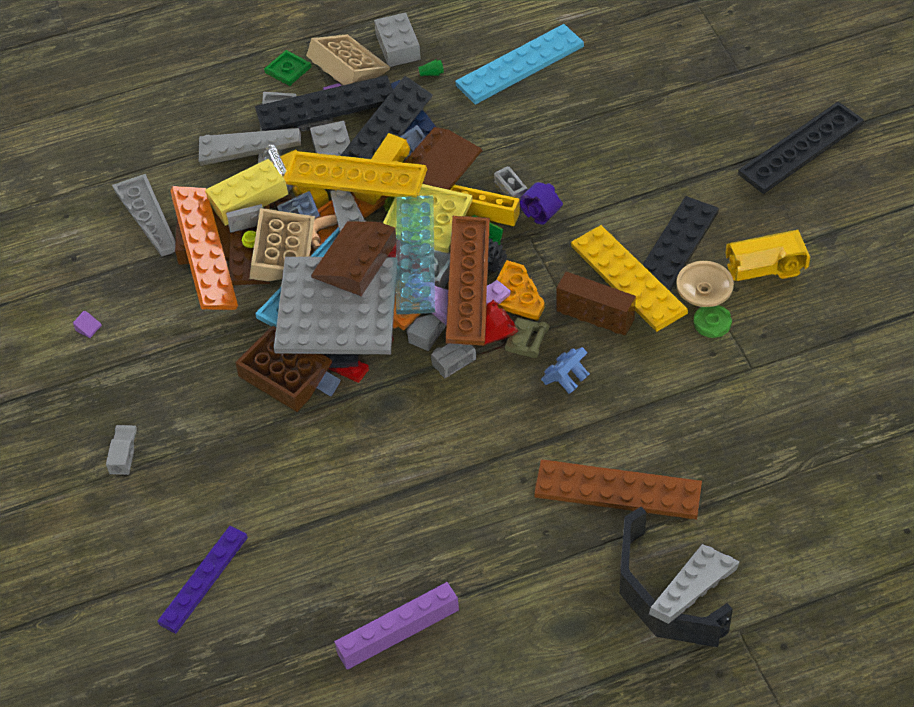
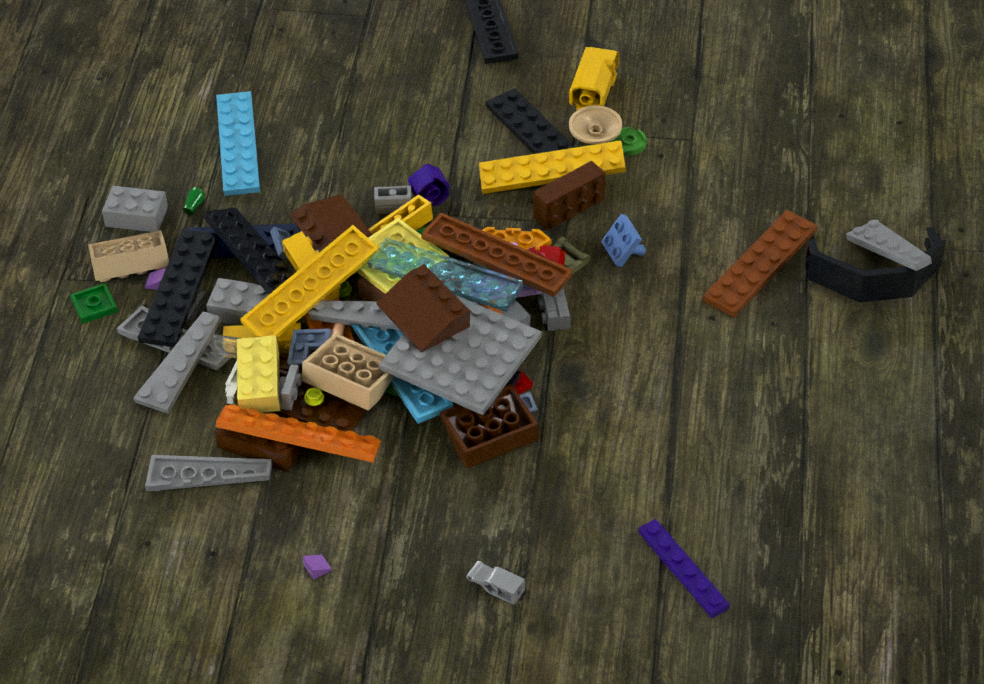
camera: 65 degrees left, 5 degrees down
(397, 625) = (817, 446): medium lavender brick -> none

